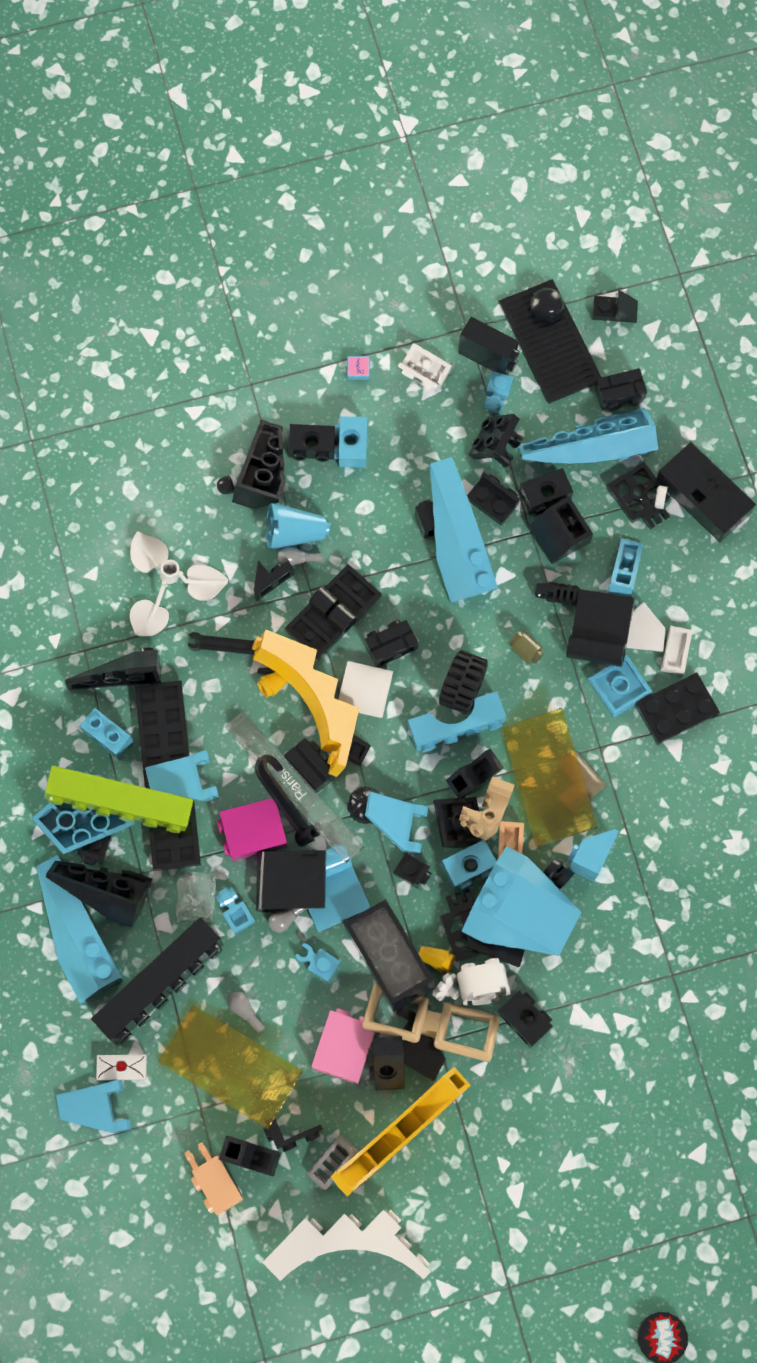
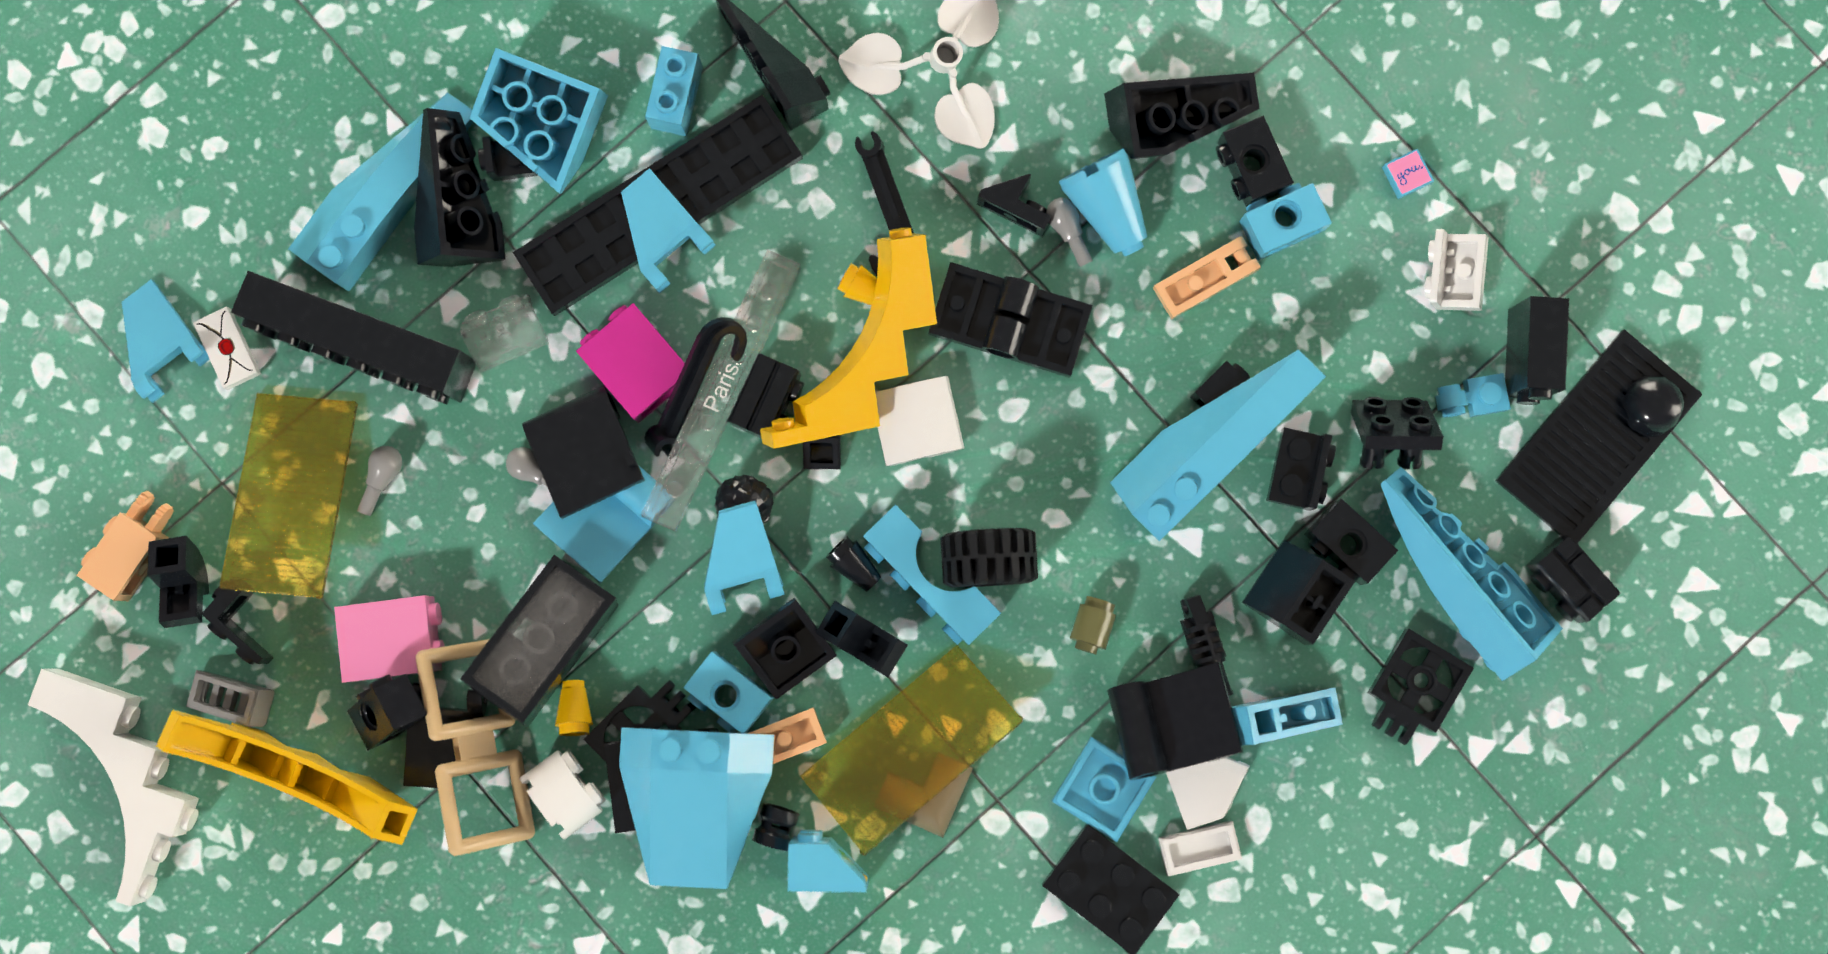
camera: 70 degrees right, 10 degrees up
(118, 798) = (575, 149): lime brick -> none
(225, 485) = (1126, 71): black hinge -> none
(237, 915) = (504, 402): medium azure plate -> none
(321, 964) = (494, 552): medium azure plate -> none
(362, 498) = (1205, 278): none -> light nougat plate
(390, 643) = (1003, 424): black brick -> none
(413, 871) = (684, 616): black bracket -> none
(429, 761) = (853, 563): none -> black cone
(447, 987) = (536, 744): white plant -> none
(495, 802) = (838, 690): tan tile -> none
(531, 1032) = (528, 892): black brick -> none
(618, 309) = (1703, 514): black slope -> none
(660, 497) = (1426, 719): white tile -> none
(705, 492) = (1470, 782): black brick -> none

